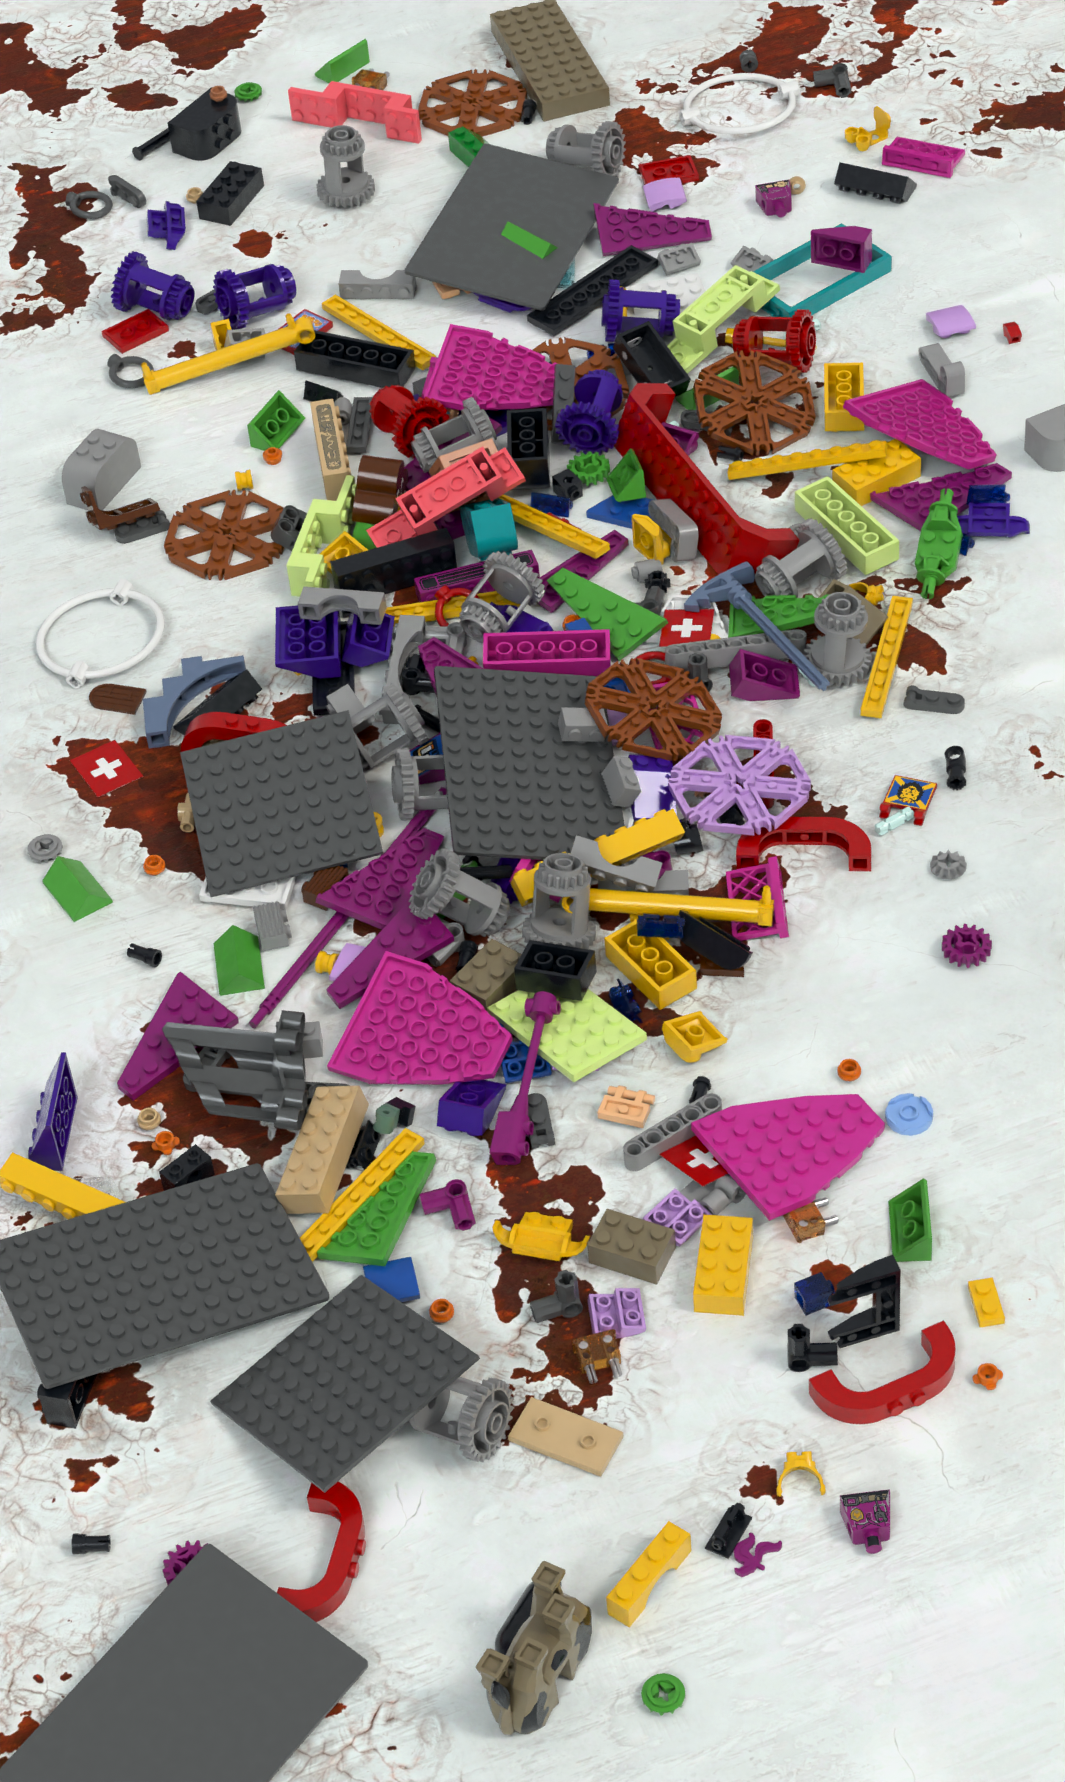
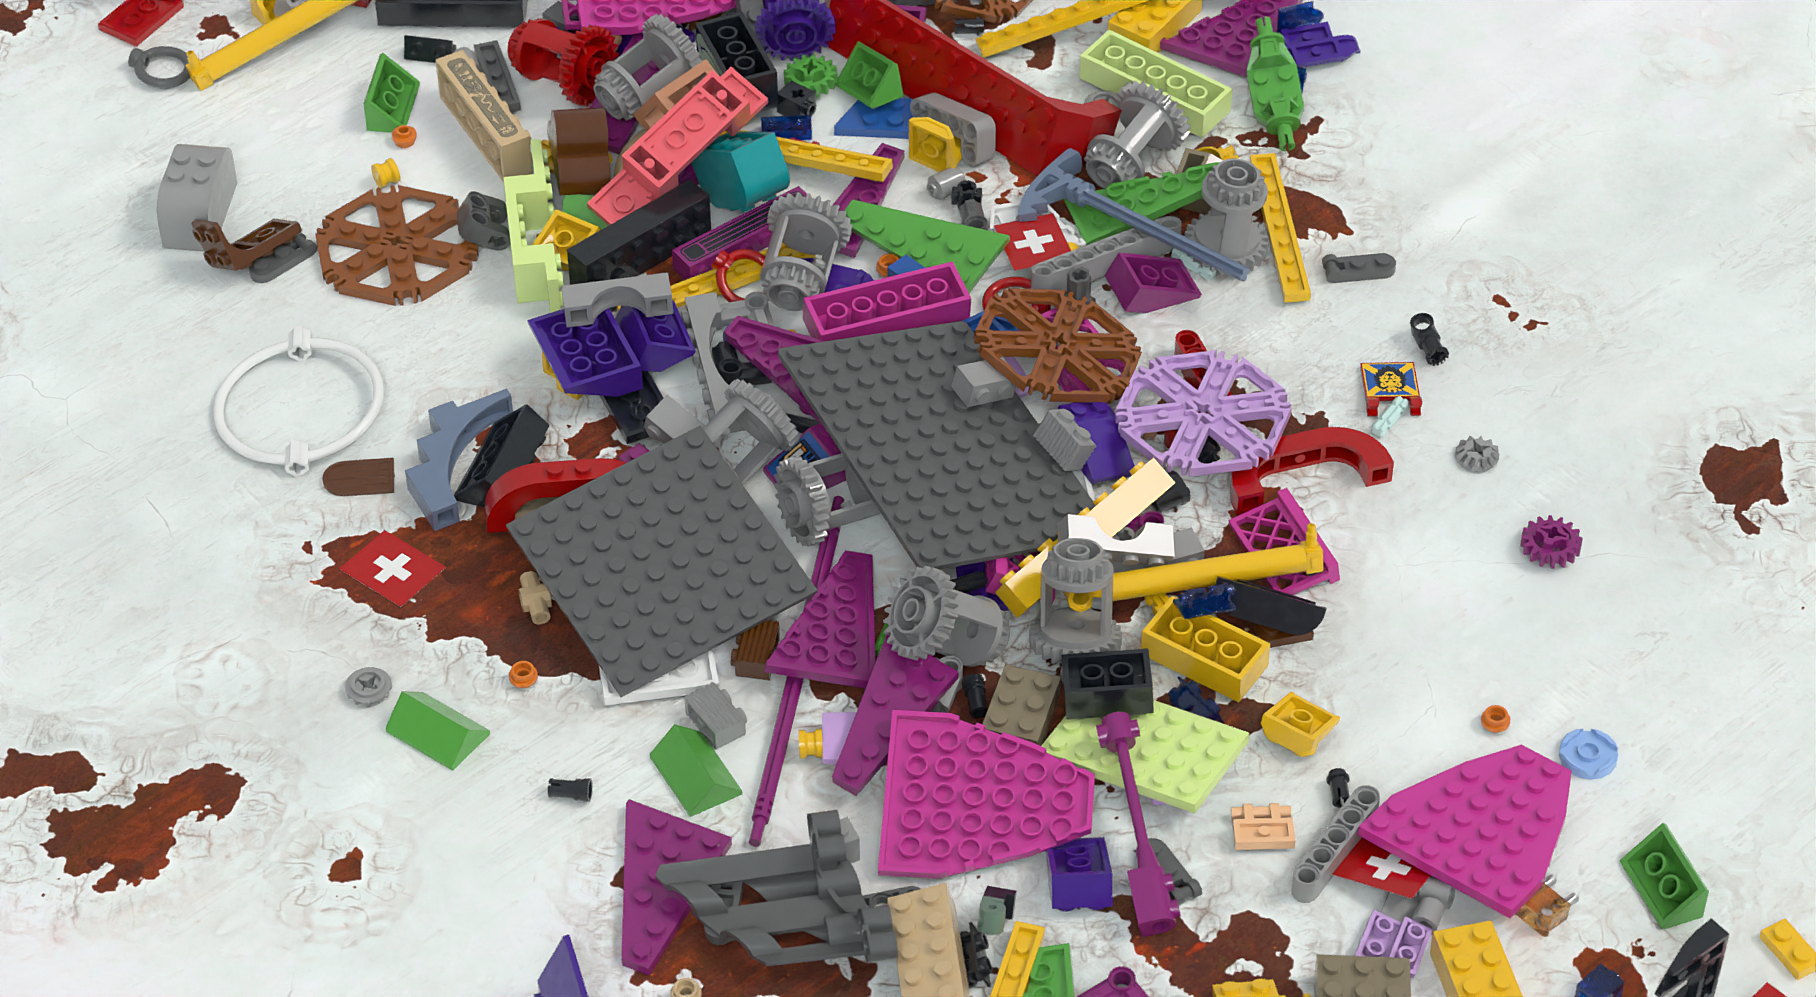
camera: 25 degrees left, 0 degrees up
(515, 1061) = (1112, 808): blue slope -> none

